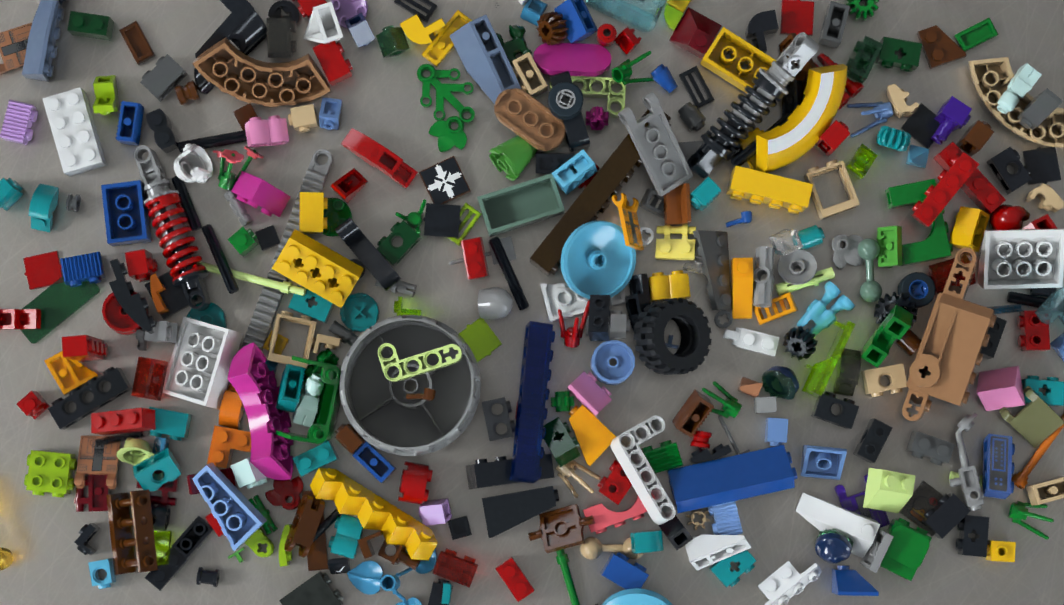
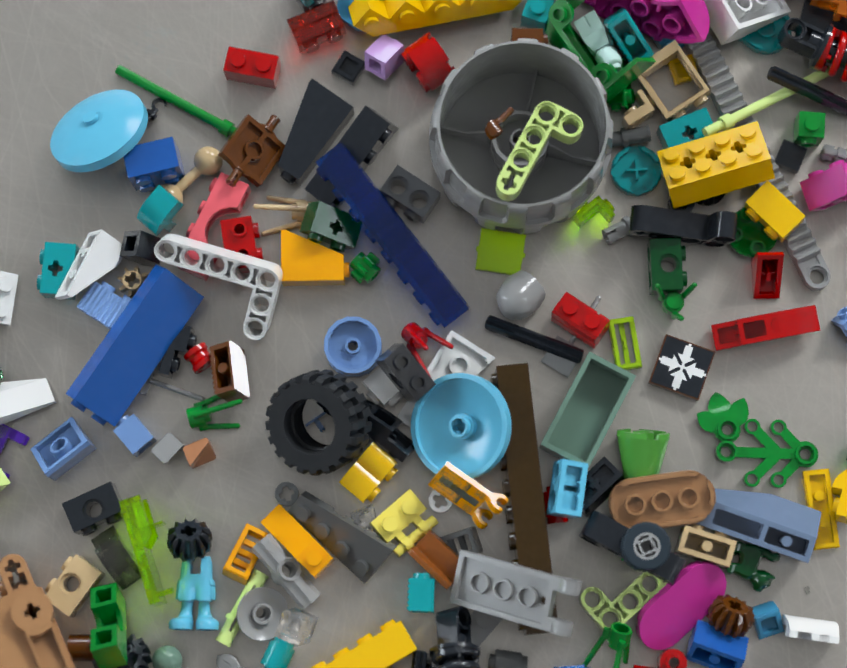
camera: 140 degrees right, 5 degrees down
(374, 462) = (472, 40): blue brick -> none
(442, 220) = (646, 327): black piece -> none
(589, 393) = (346, 296): bright pink slope -> none
(597, 118) = (599, 570): dark pink gear -> none
(663, 457) = (221, 304): green brick -> none
(746, 217) = (359, 615): blue hand -> none
(753, 341) = (238, 501): white hinge -> none
(780, 382) = (173, 484): clear green hair -> none
(872, 440) = (31, 513): black brick -> none

